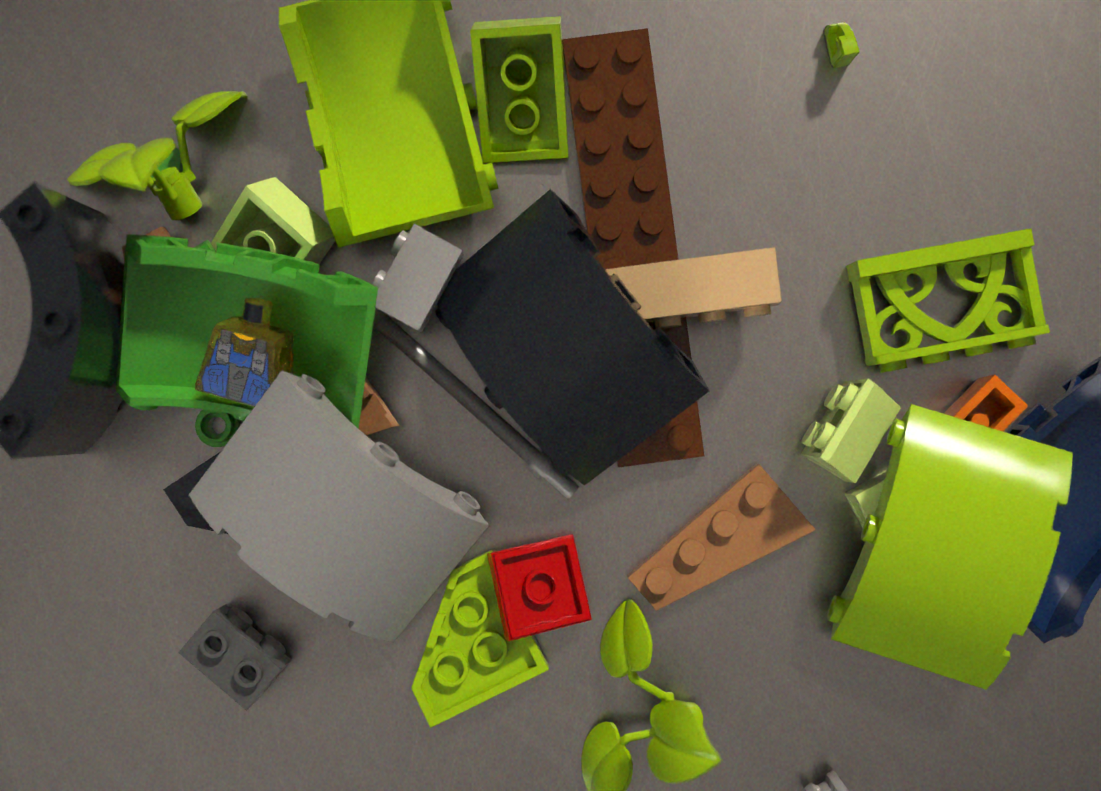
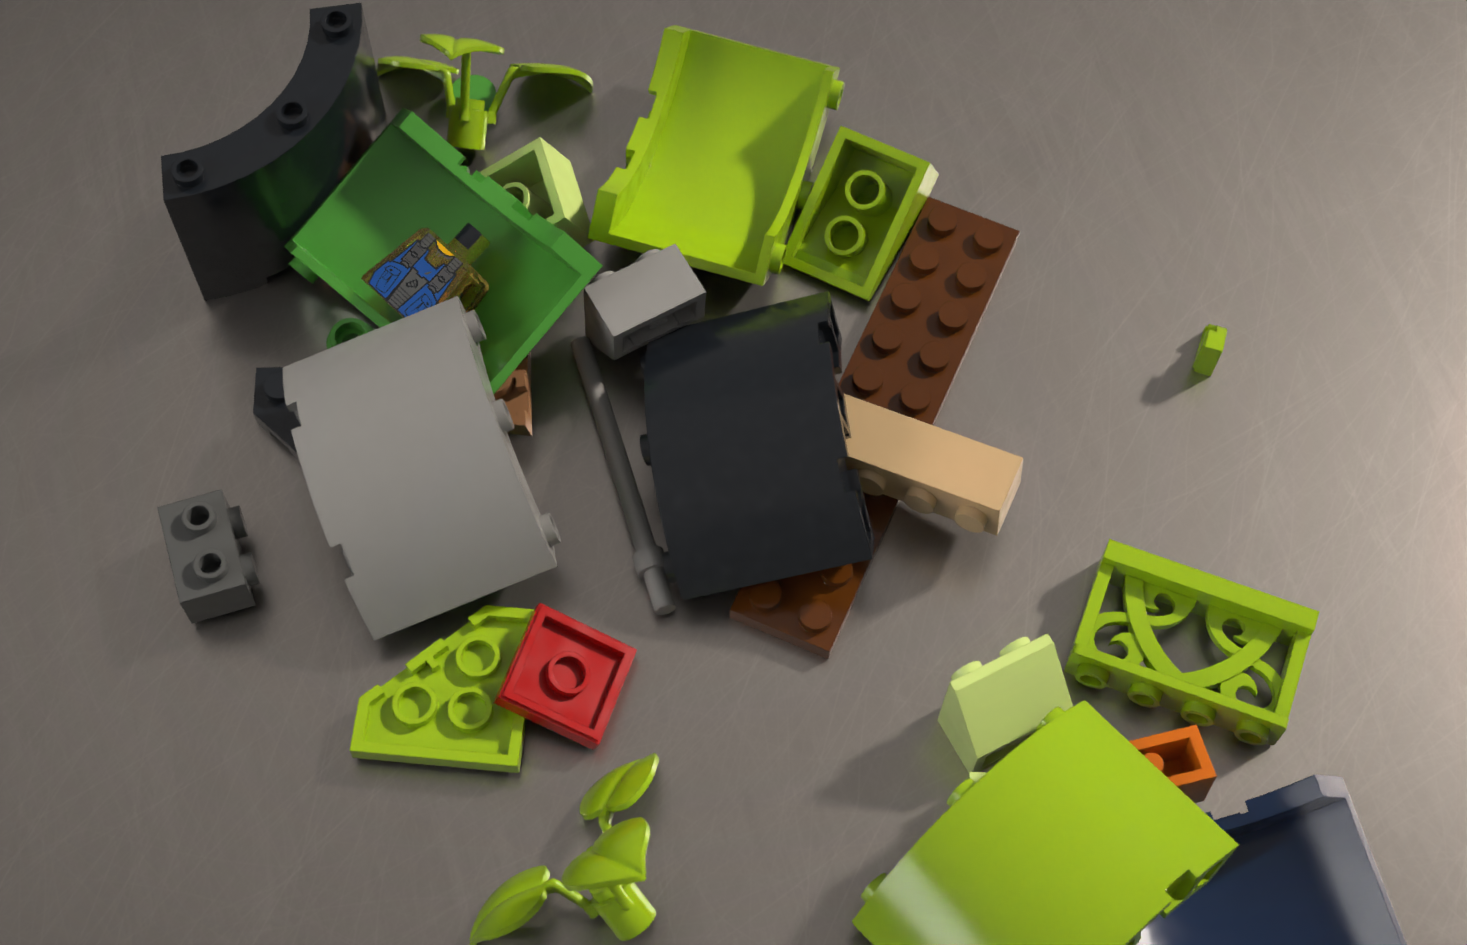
camera: 25 degrees right, 25 degrees down
(729, 533) = (809, 749): medium nougat wing -> none

